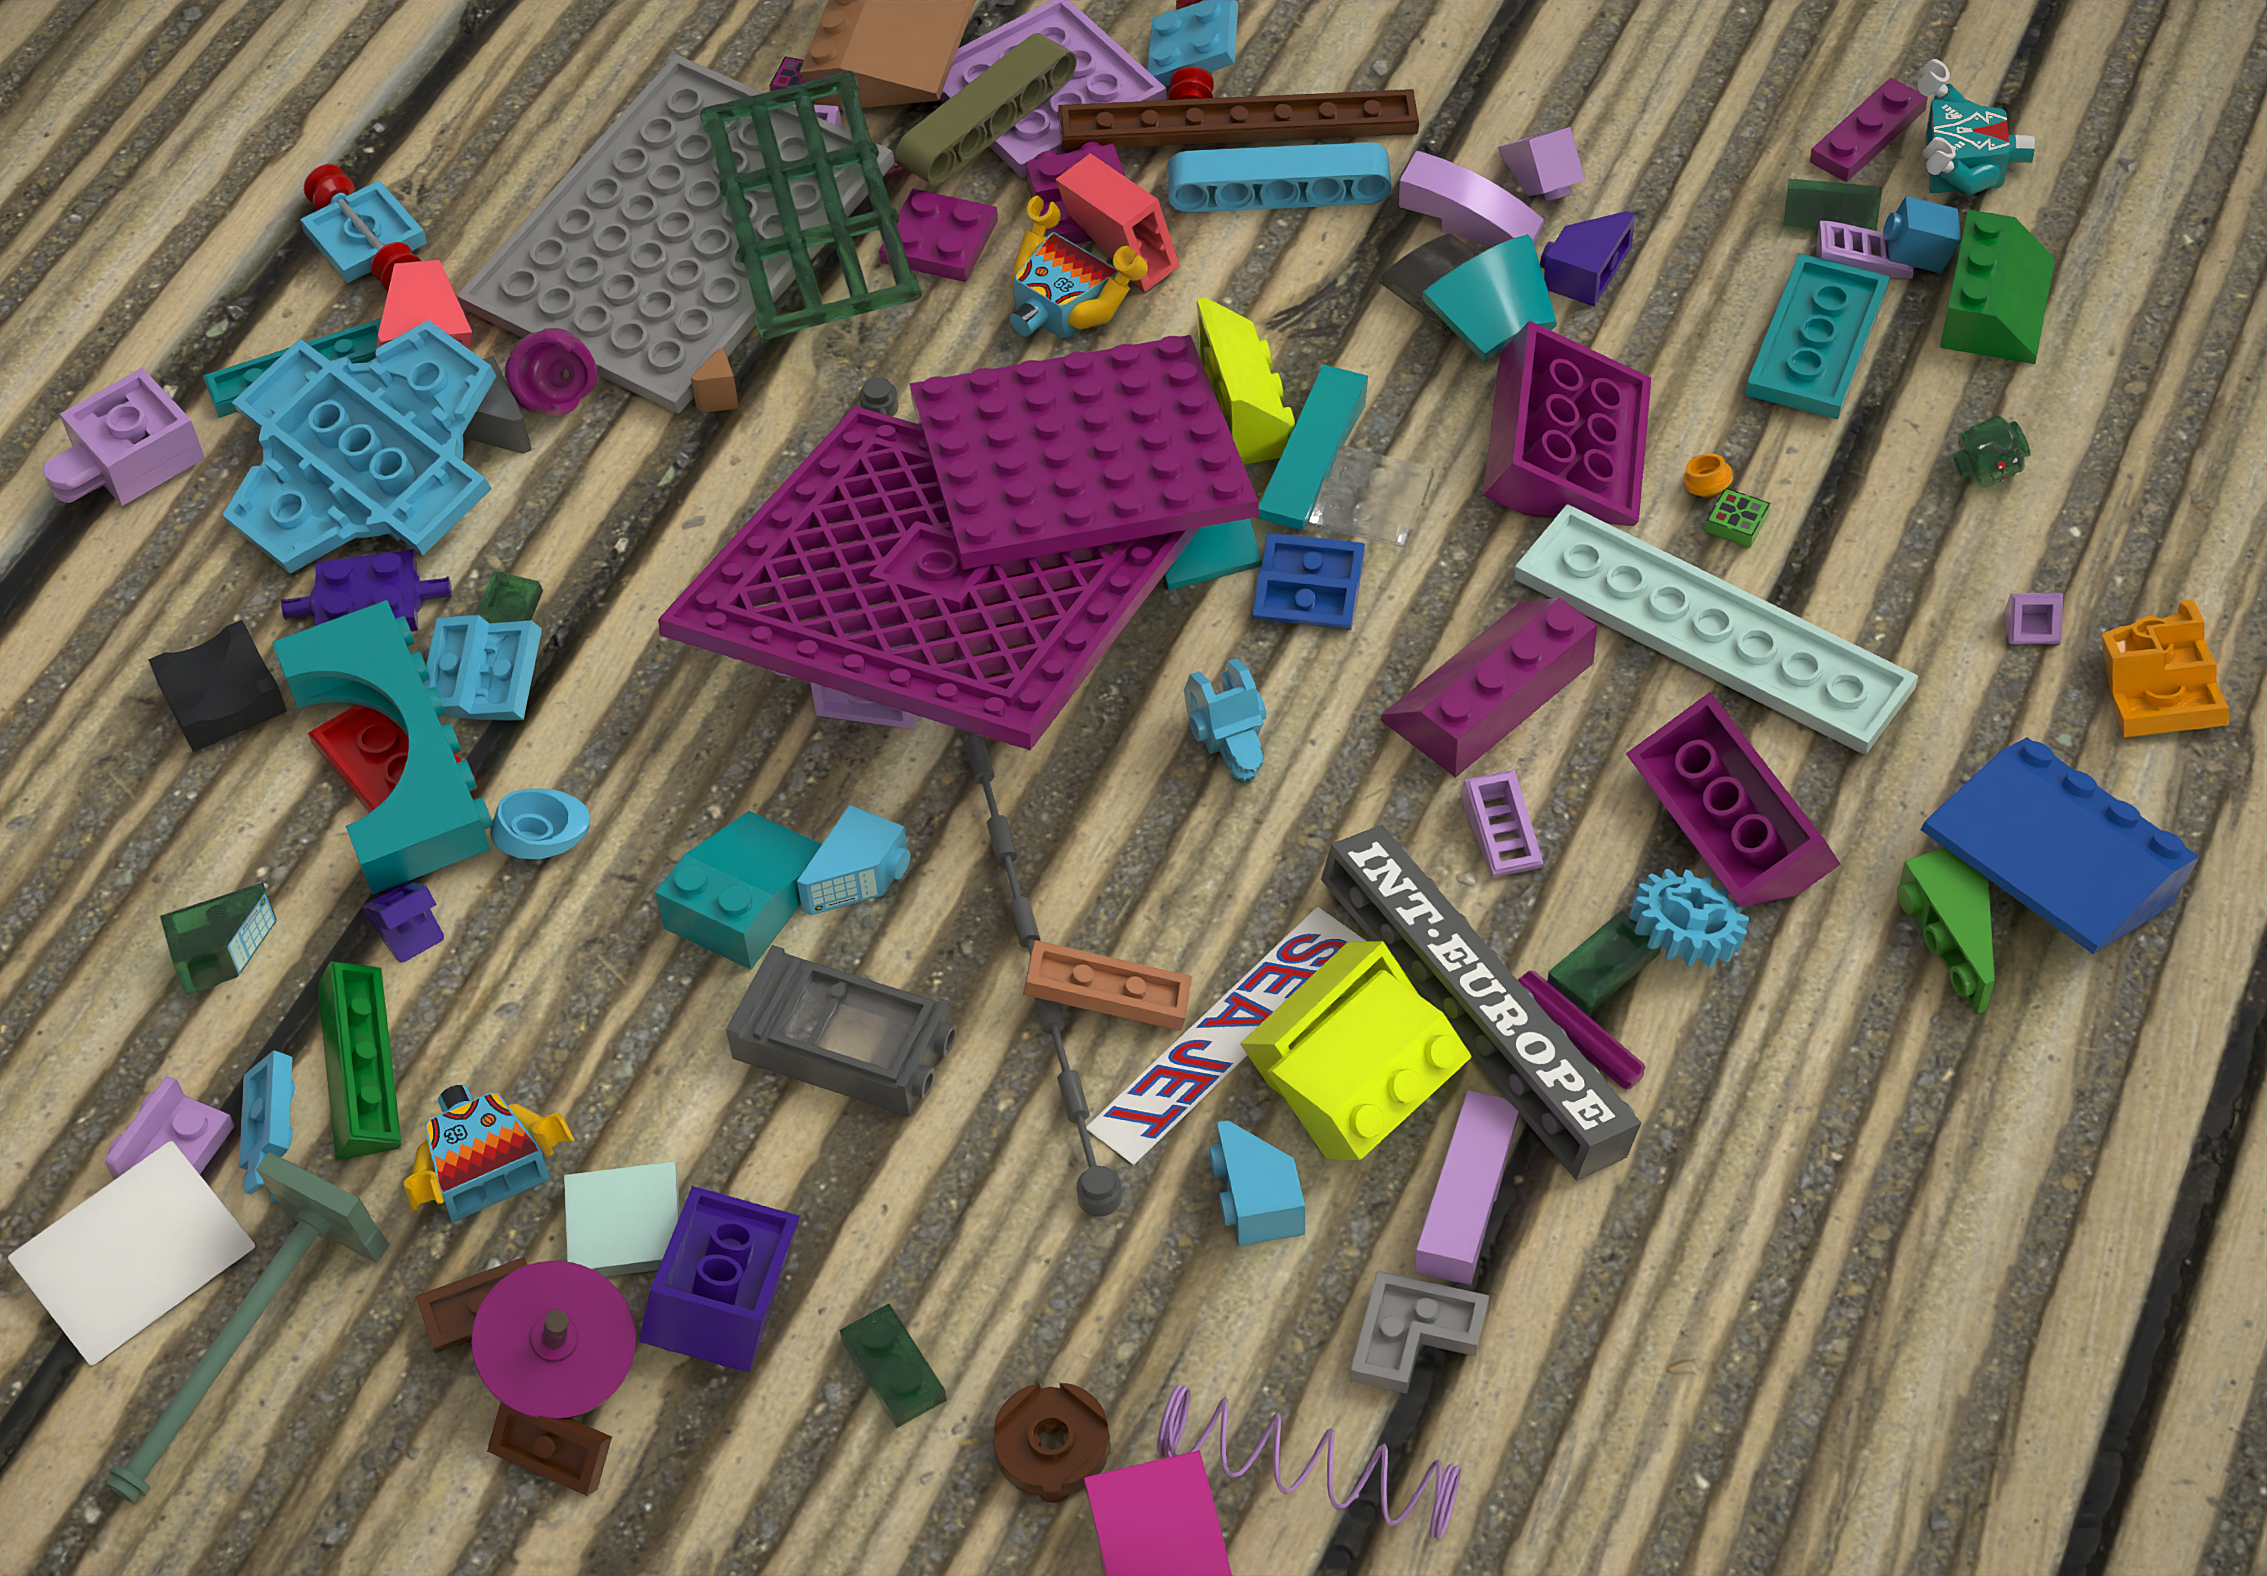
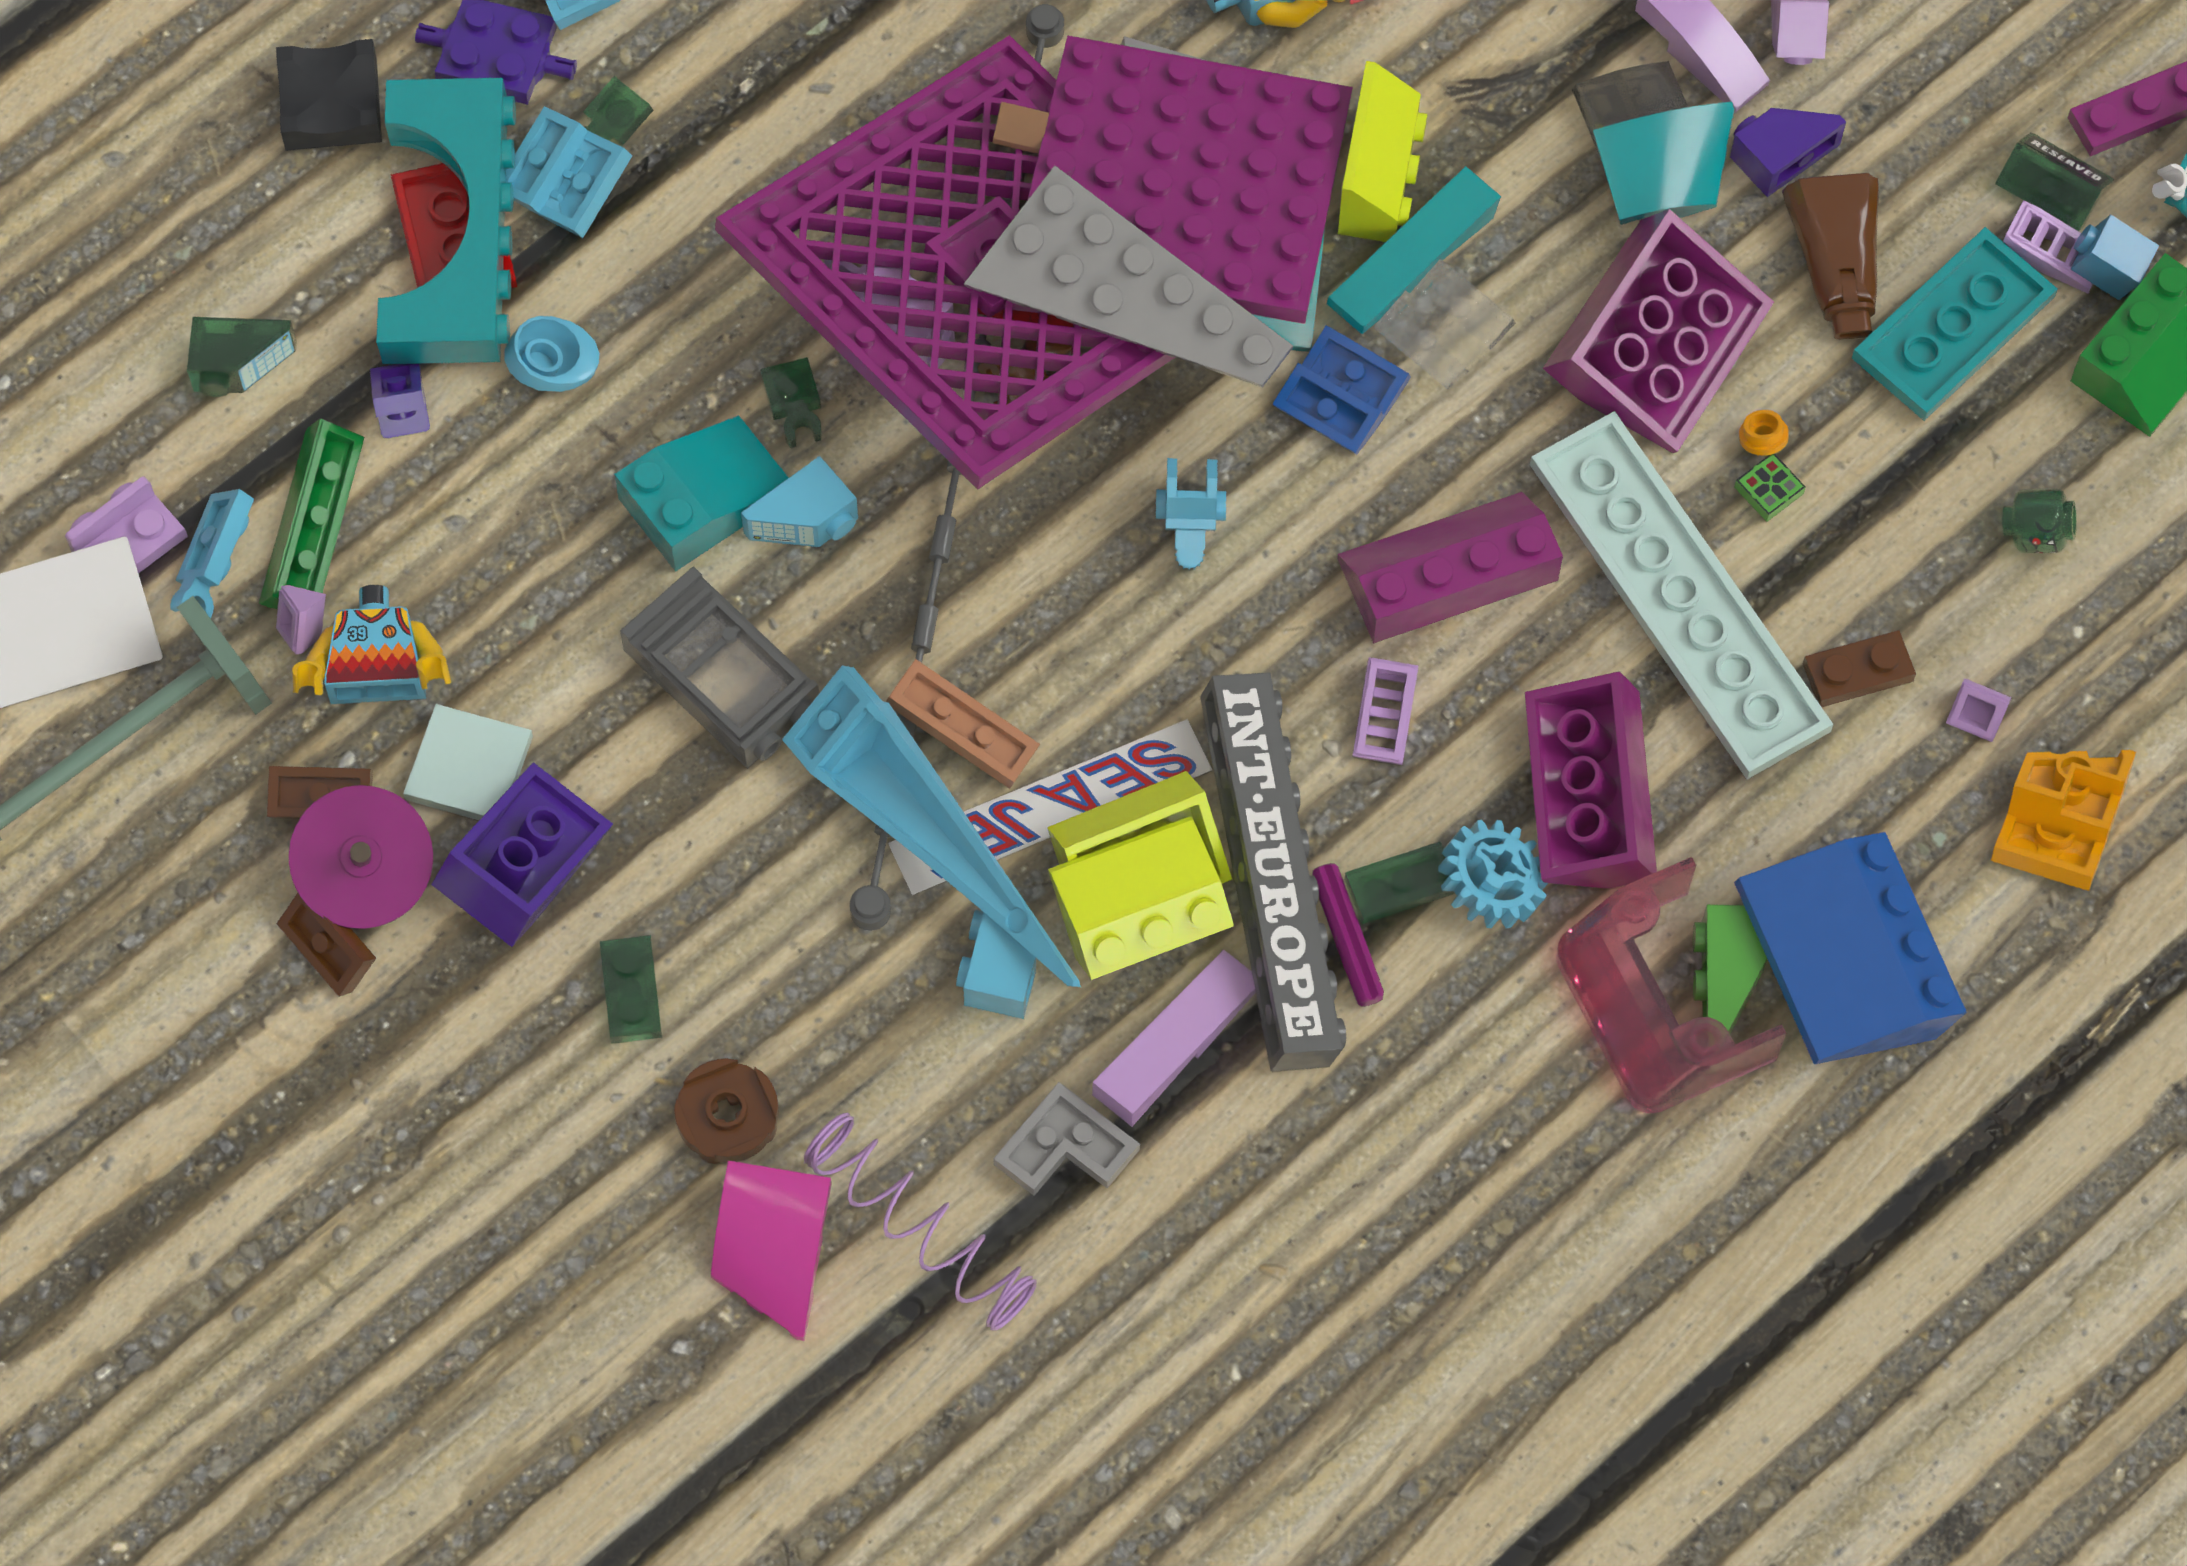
camera: 20 degrees right, 15 degrees up
(386, 1147) = (300, 617): none -> lavender slope
(794, 773) = (793, 395): none -> clear green plate
(907, 459) = (1020, 127): none -> medium nougat slope
(1043, 1049) = (876, 766): none -> medium azure plate
(1065, 534) = (1105, 274): none -> light grey wing
(1677, 303) = (1839, 241): none -> reddish brown piece
(1891, 983) = (1629, 1016): none -> clear pink windscreen
(1909, 626) = (1859, 668): none -> reddish brown plate

